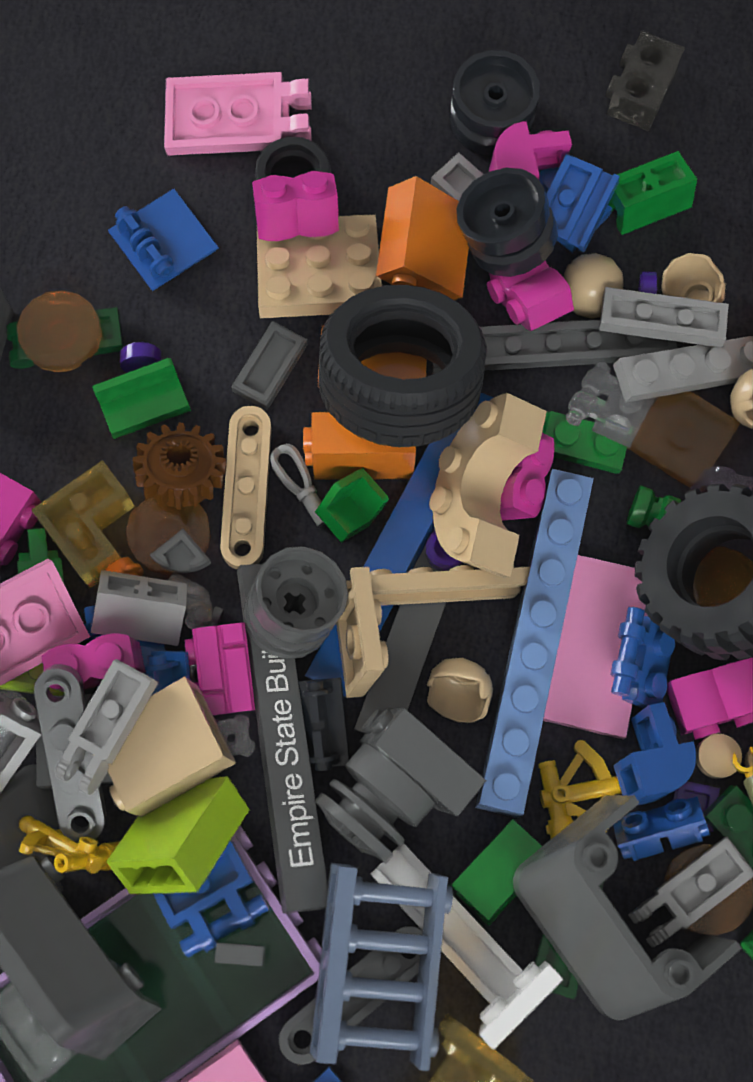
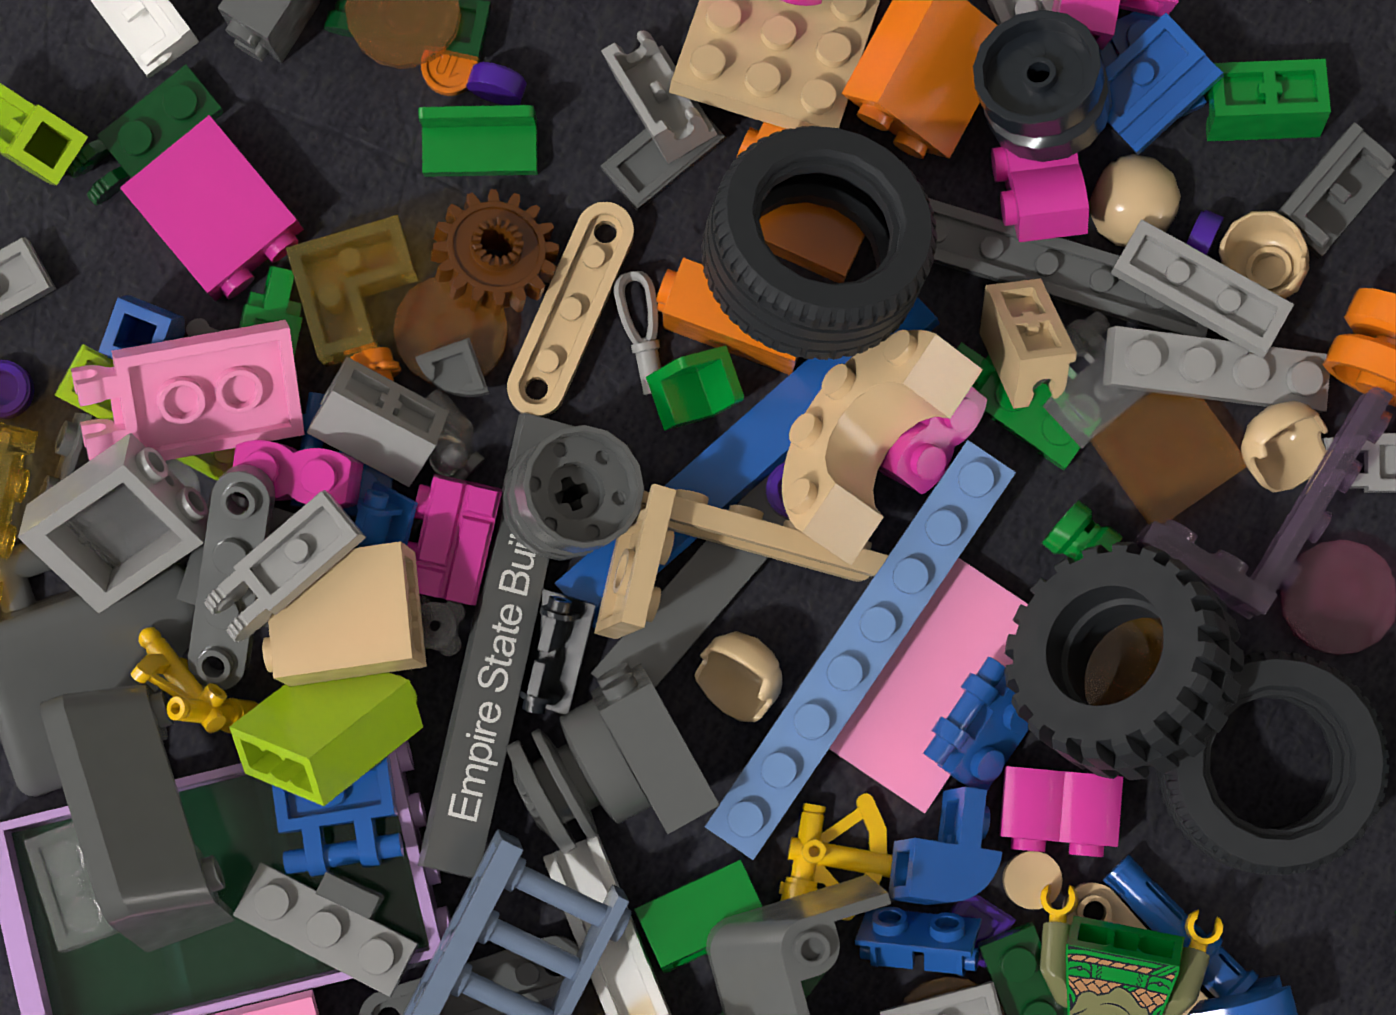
camera: 25 degrees right, 10 degrees up
(104, 366) = (447, 74): none -> orange piece
(231, 988) = (325, 929): none -> light grey plate
(263, 336) = (646, 78): none -> light grey hinge
(563, 390) = (1025, 339): none -> tan hinge
(720, 226) = (1338, 188): none -> dark grey hinge

